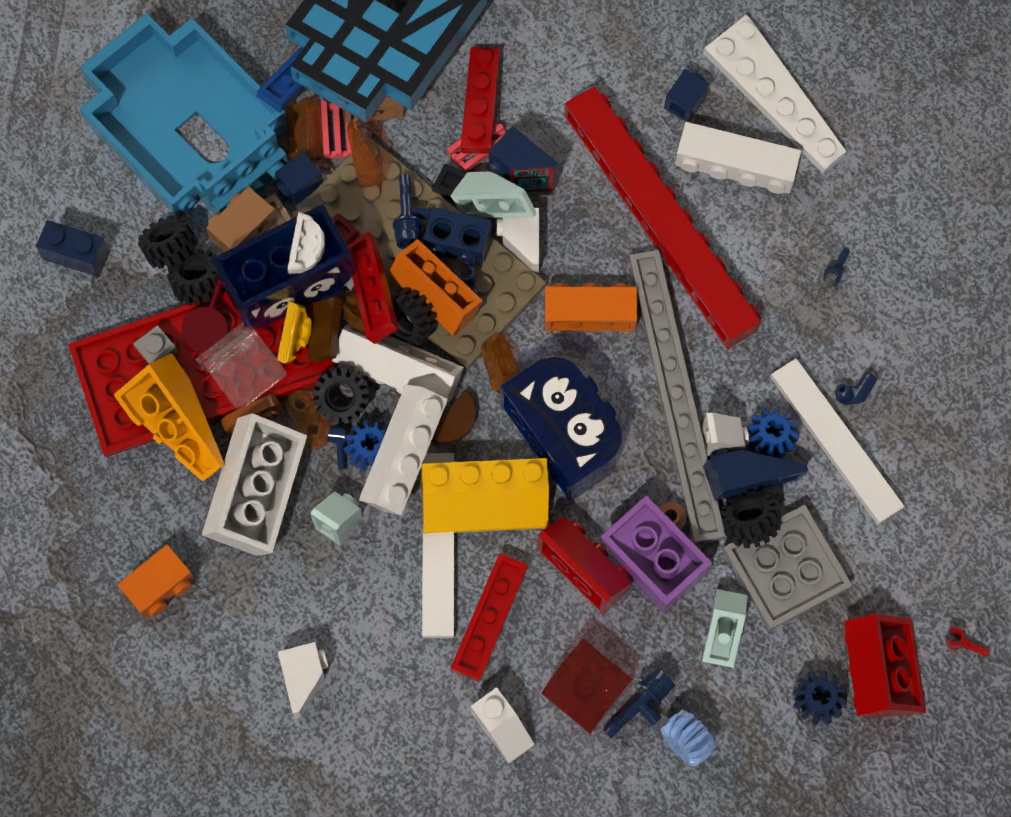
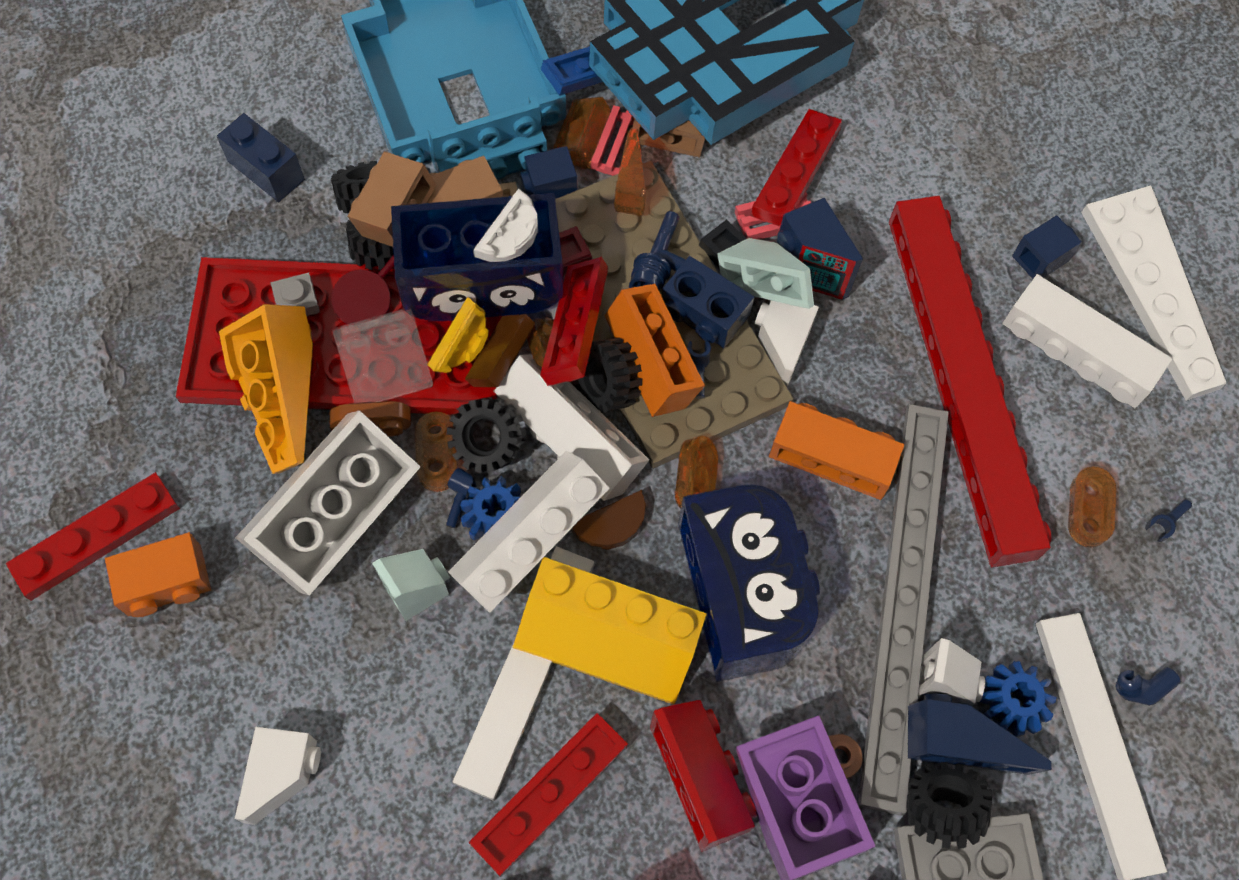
camera: 20 degrees right, 5 degrees down
(93, 575) = (92, 536): none -> red plate
(198, 242) = (390, 183): none -> medium nougat brick
(781, 281) = (1090, 509): none -> clear orange plate

